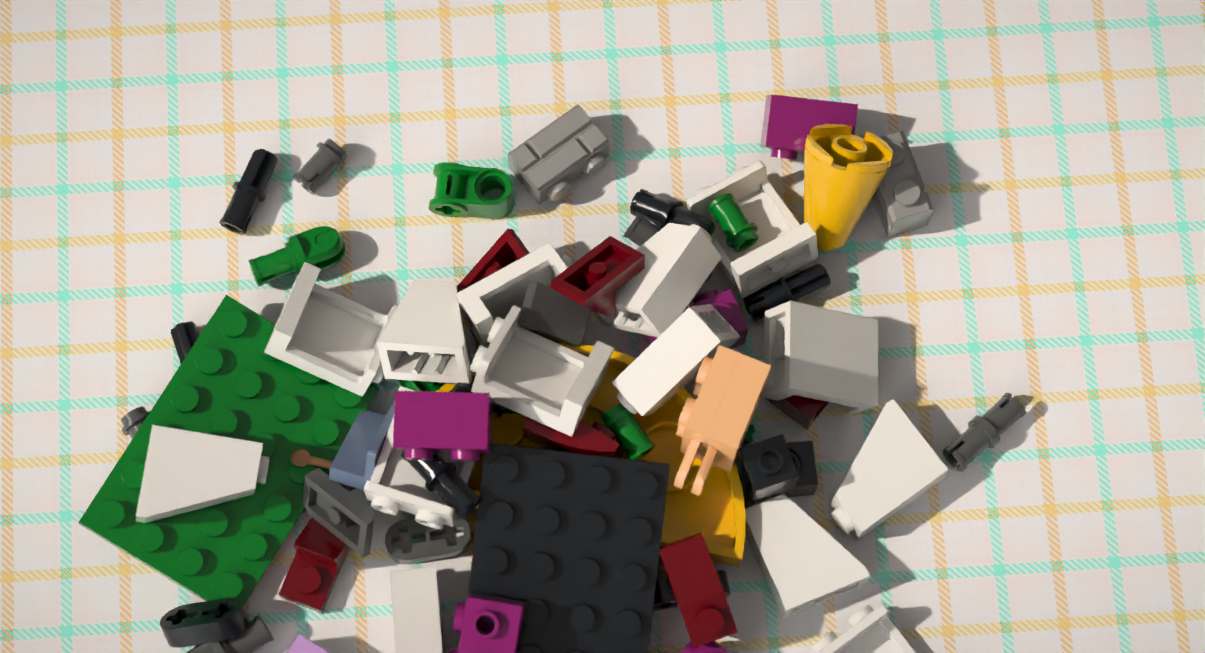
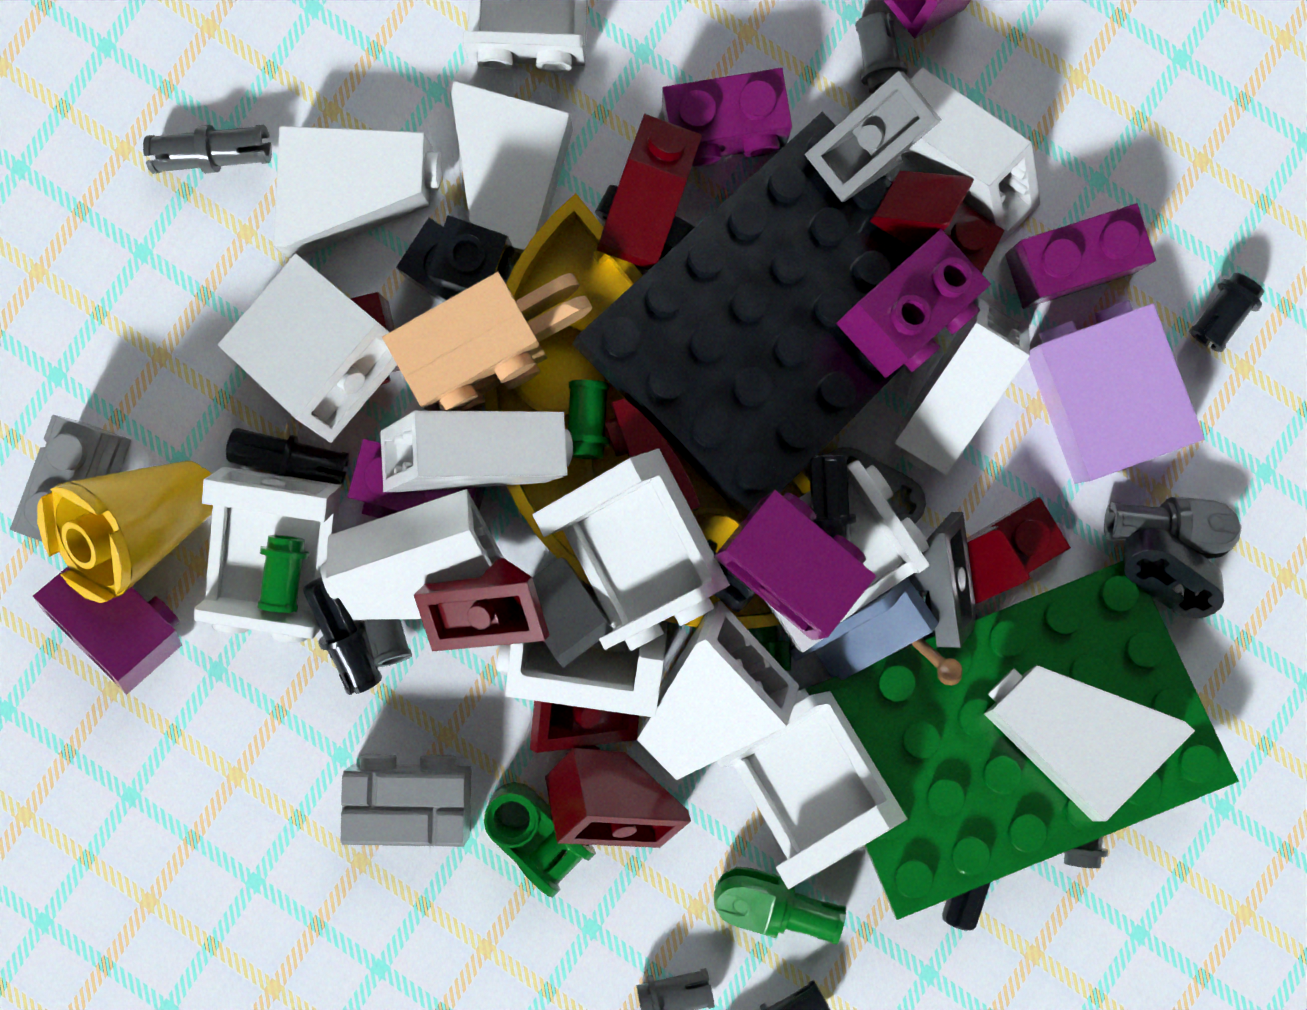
camera: 140 degrees left, 15 degrees up
(443, 240) = (610, 801): none -> dark red slope

